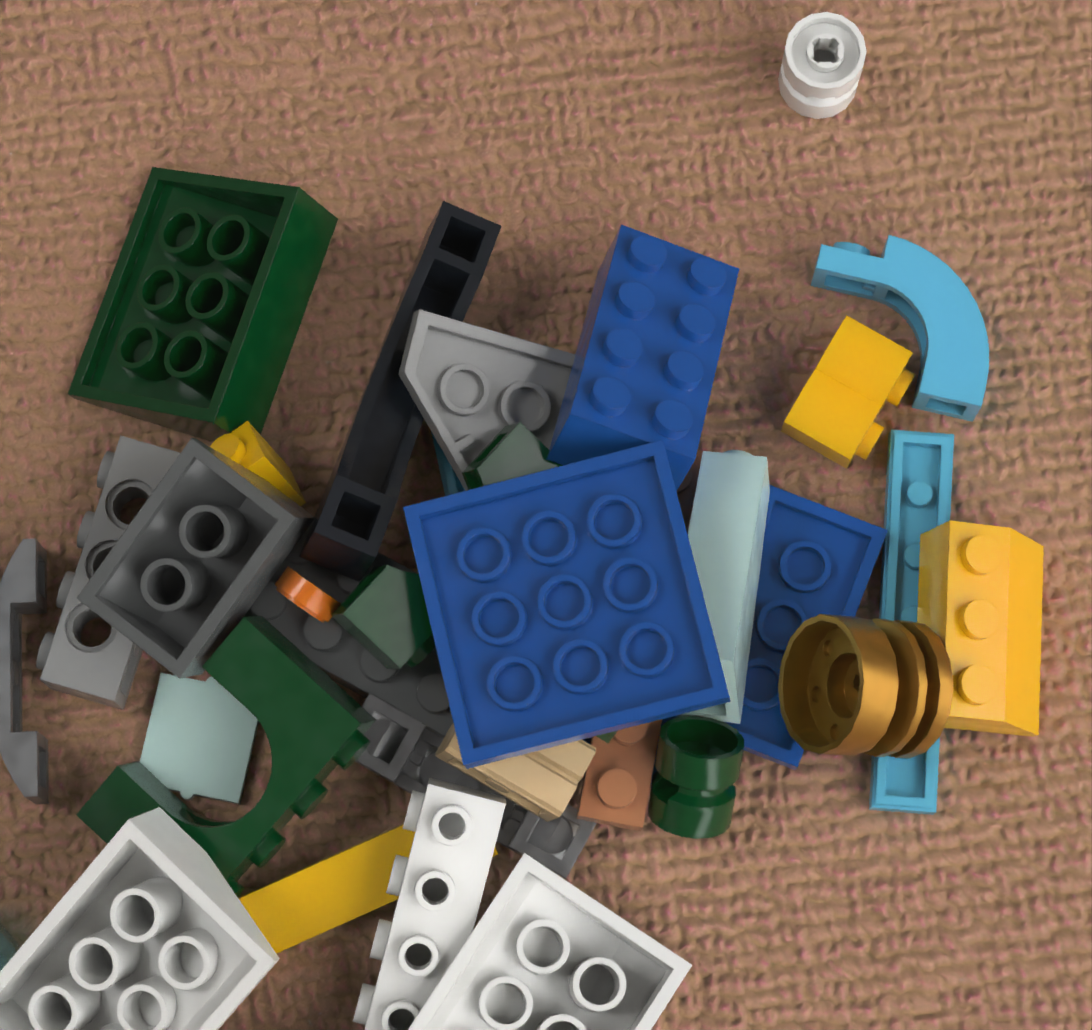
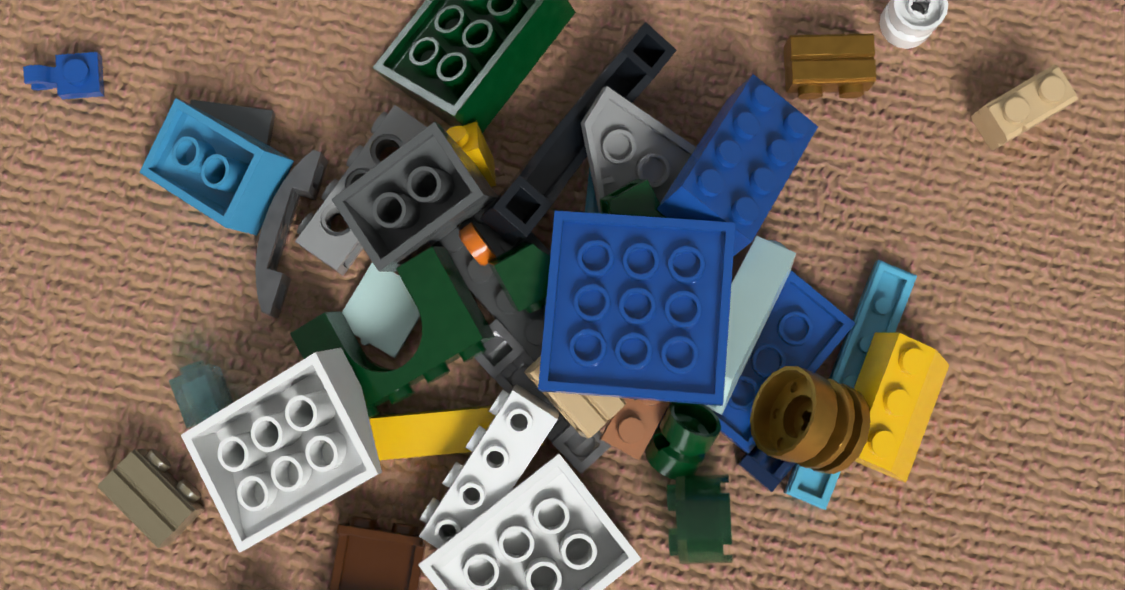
camera: 15 degrees right, 5 degrees up
(727, 176) = (829, 65): none -> pearl gold brick
(760, 882) = (701, 519): none -> clear green brick
(830, 779) = (764, 468): none -> dark blue tile
(848, 392) = (860, 227): yellow brick -> none
(935, 307) = (933, 193): medium azure arch -> none
(1022, 146) = (1024, 107): none -> tan brick

